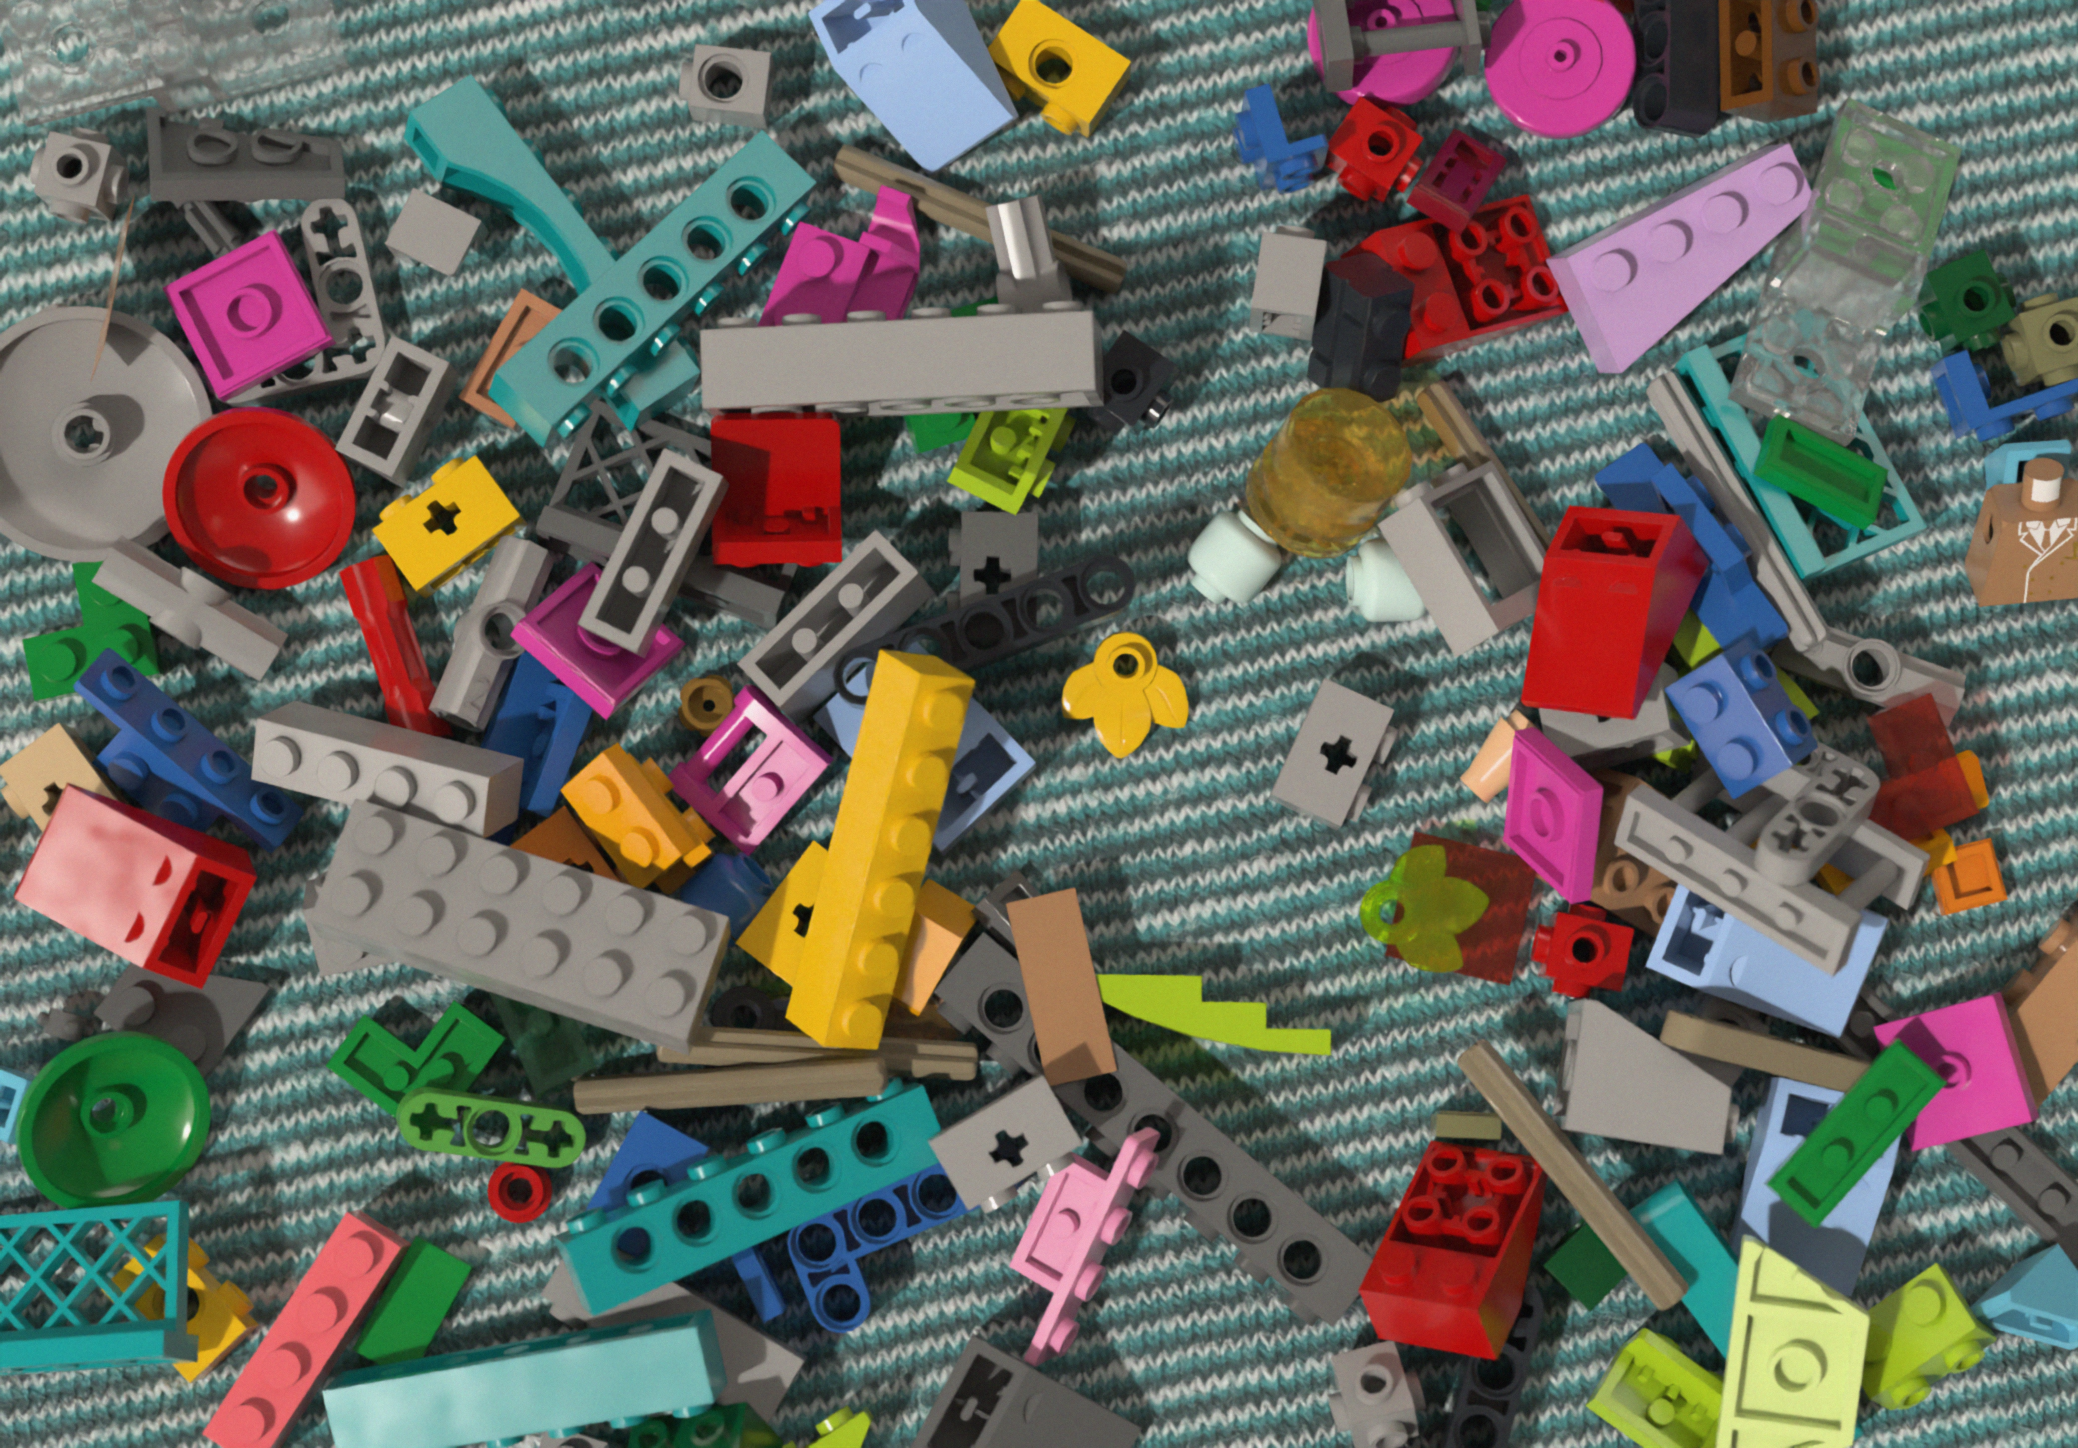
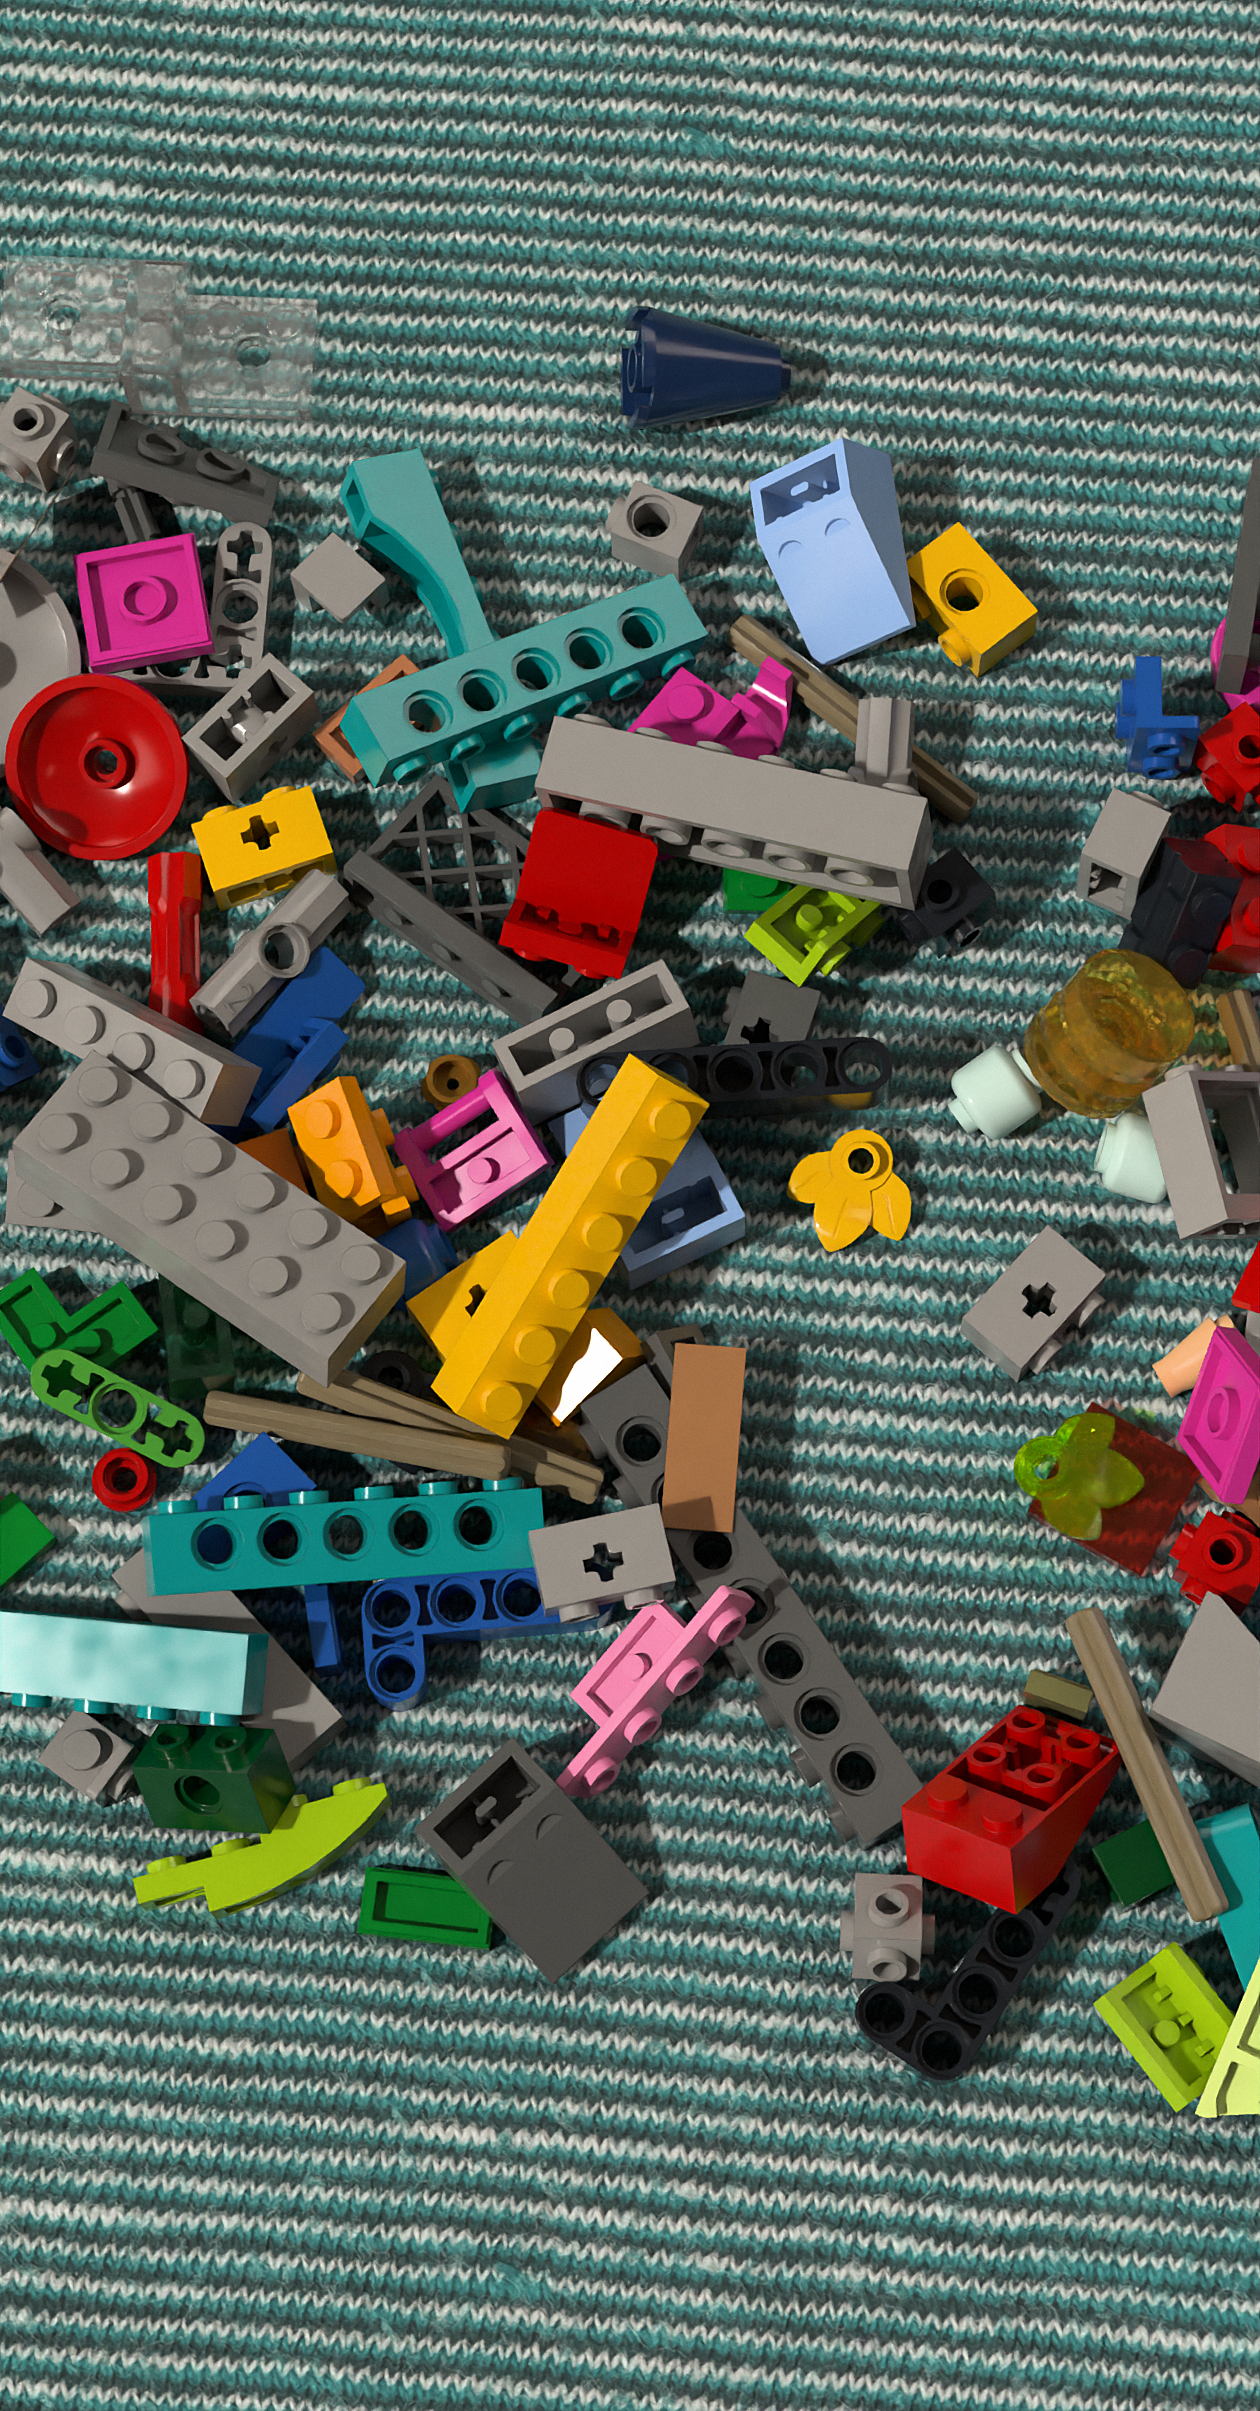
camera: 20 degrees right, 10 degrees down
(585, 662) = (368, 987): dark pink plate -> none
(654, 553) = (446, 913): light grey brick -> none
(1178, 1006) = (808, 1494): lime slope -> none

